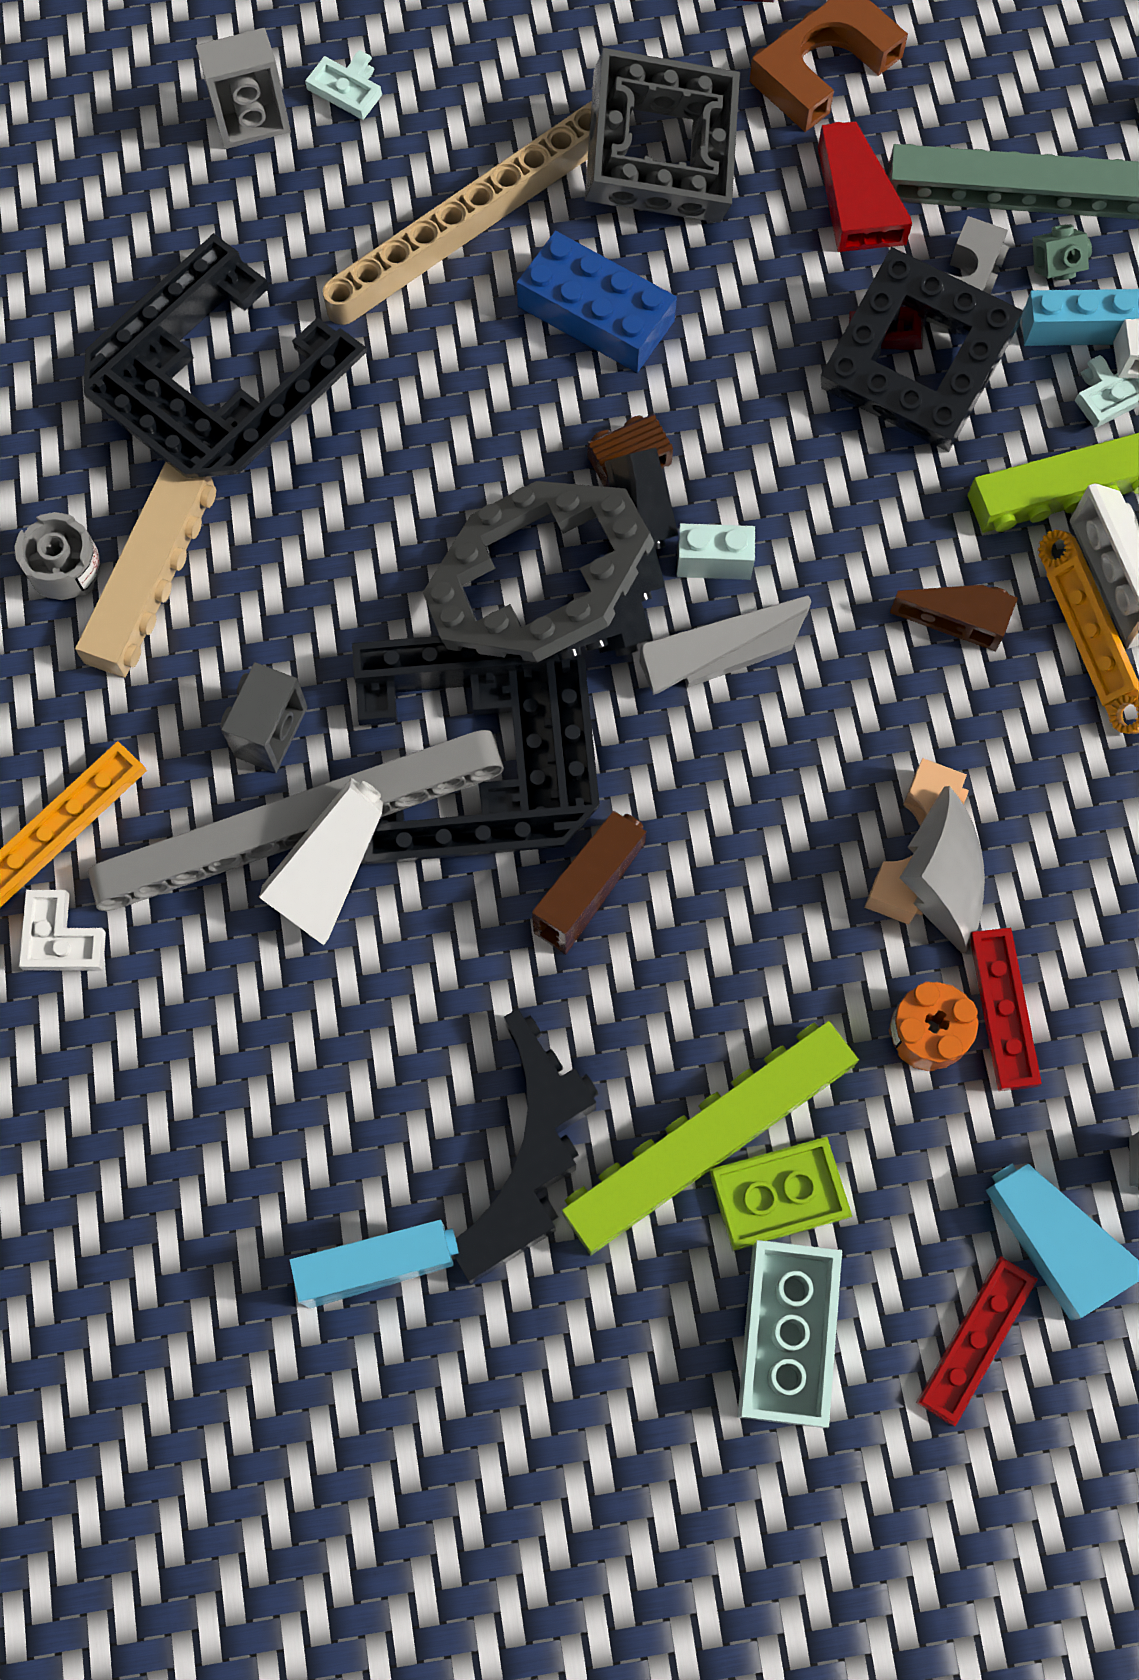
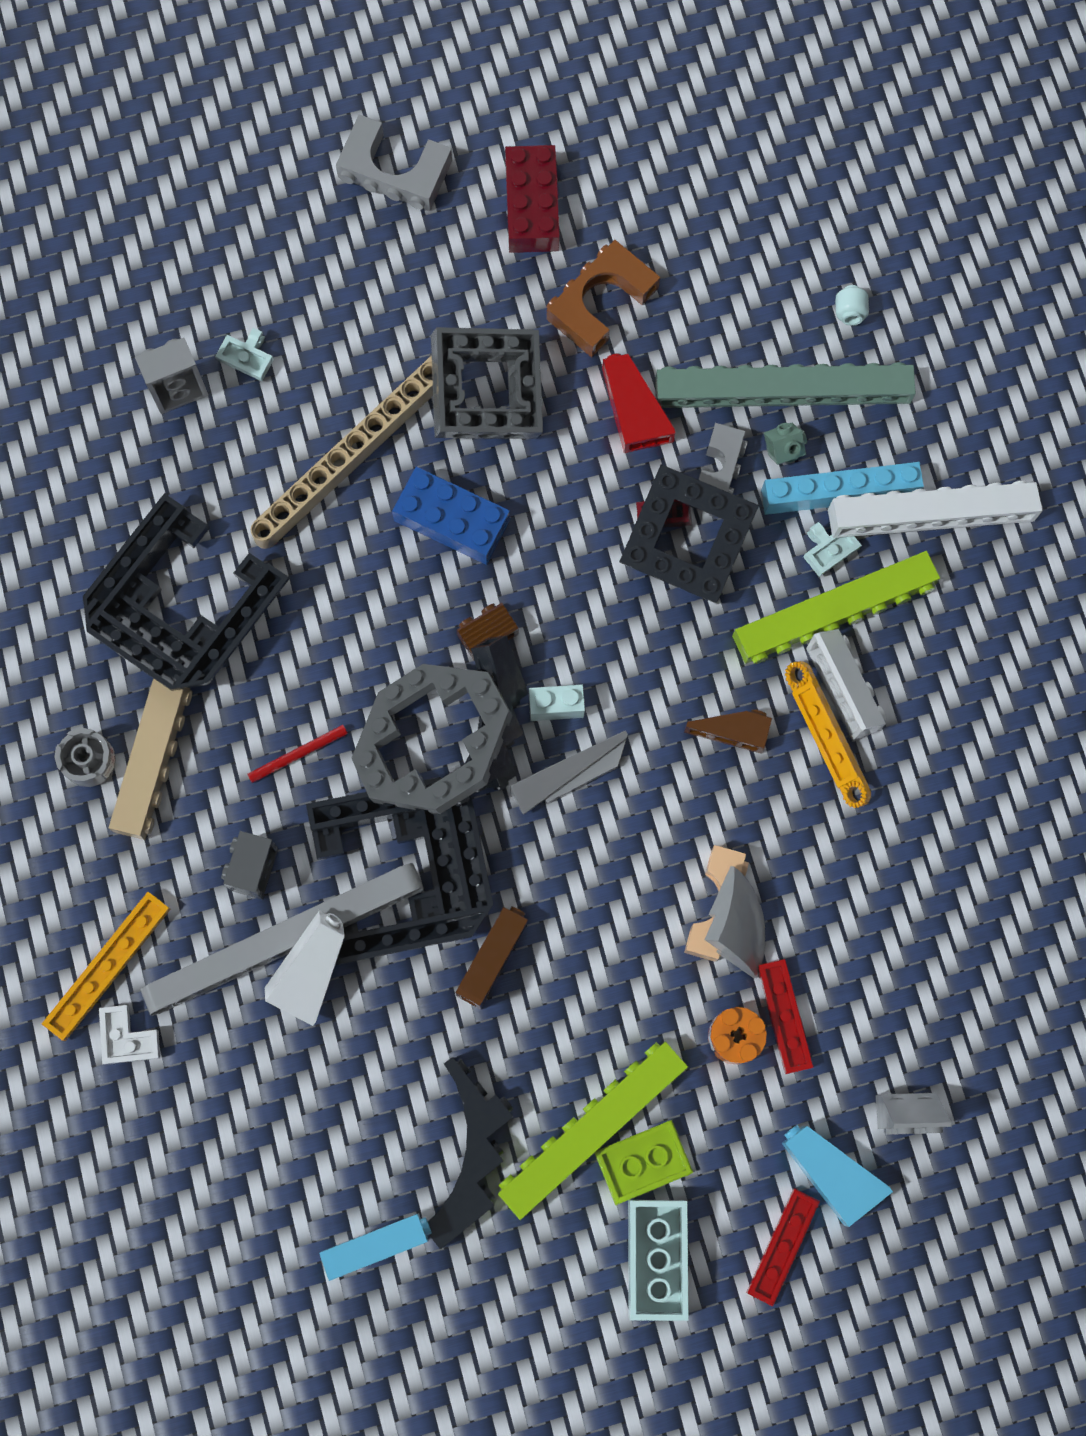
camera: 10 degrees left, 5 degrees up
(349, 585) = (297, 753): none -> red bar

